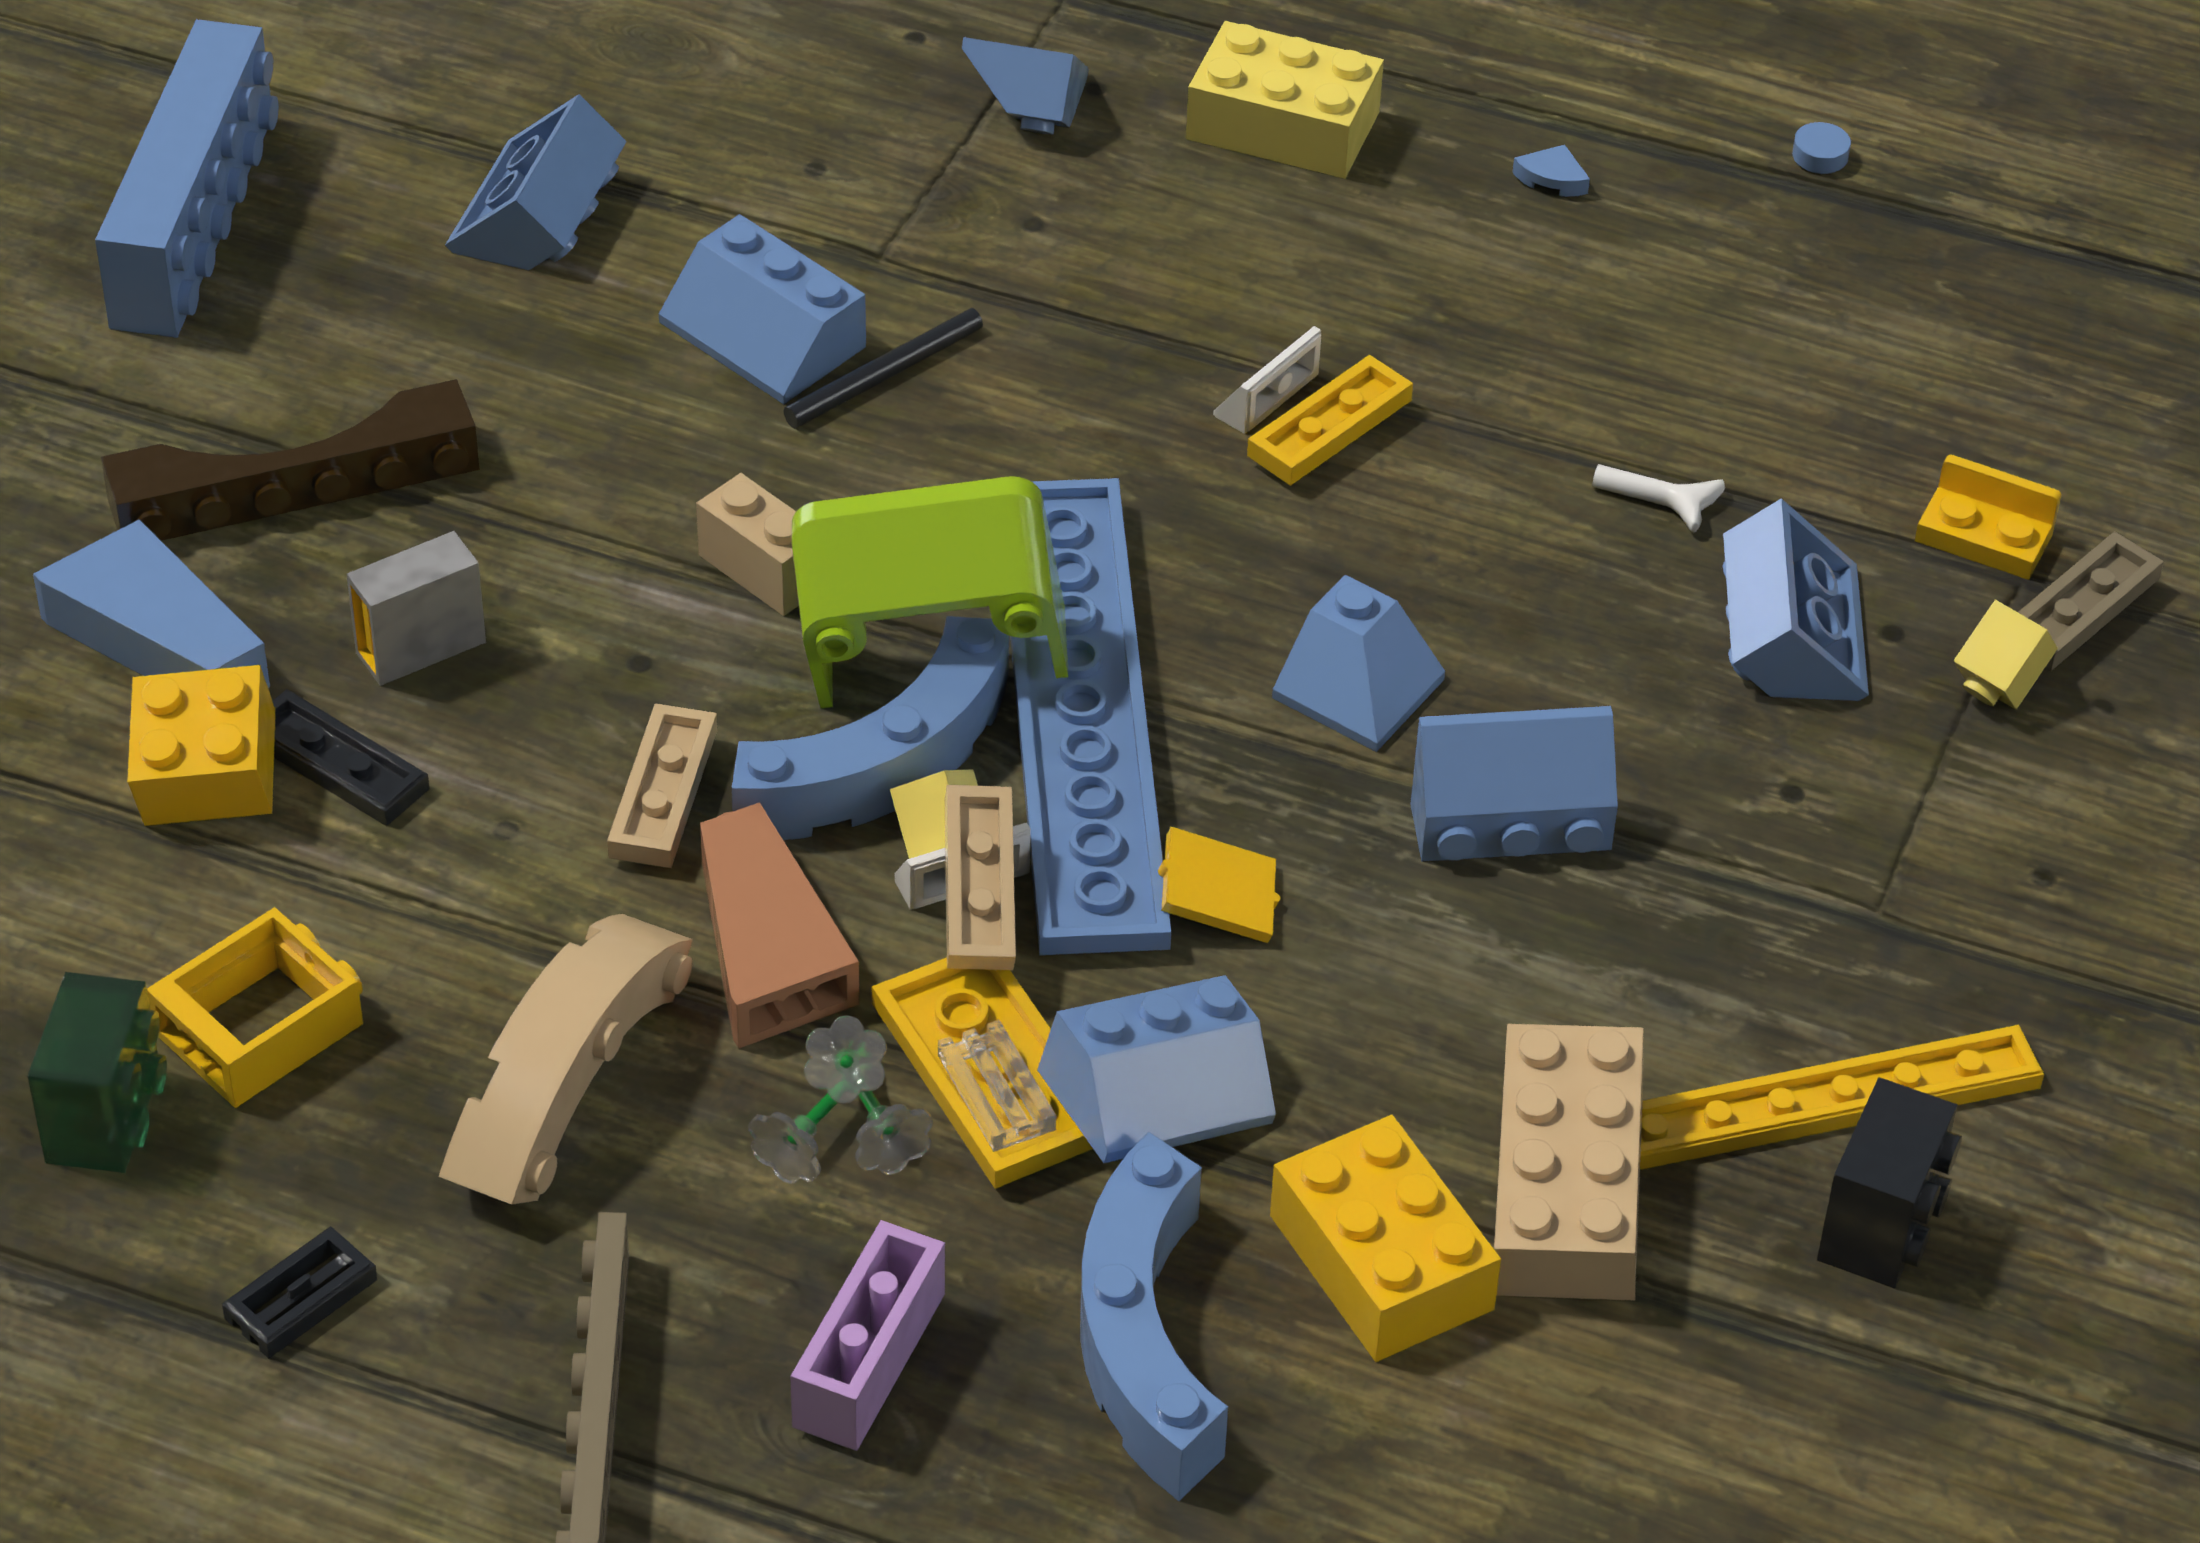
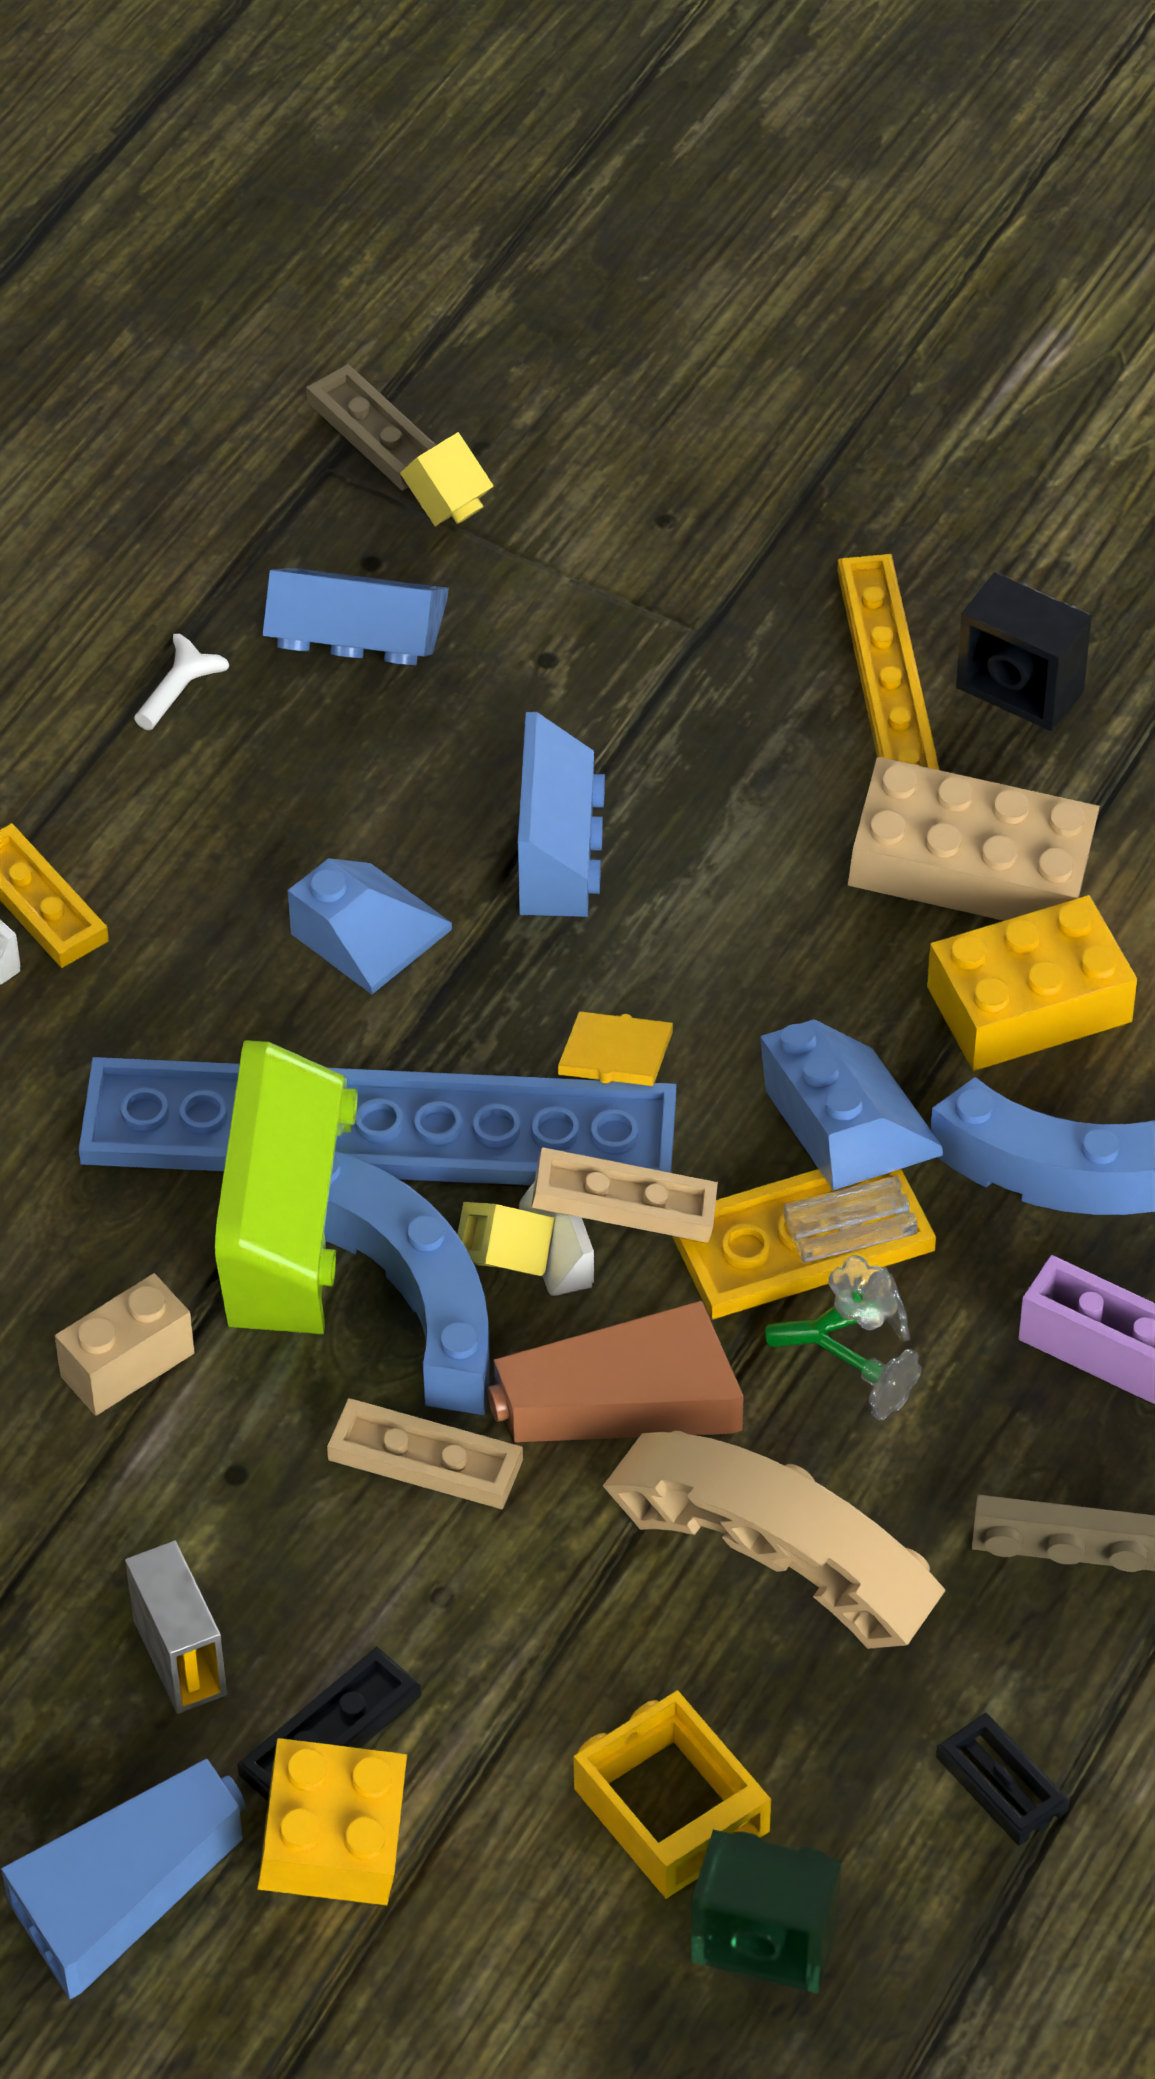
camera: 80 degrees left, 5 degrees up
(1989, 517) = (262, 468): yellow bracket -> none

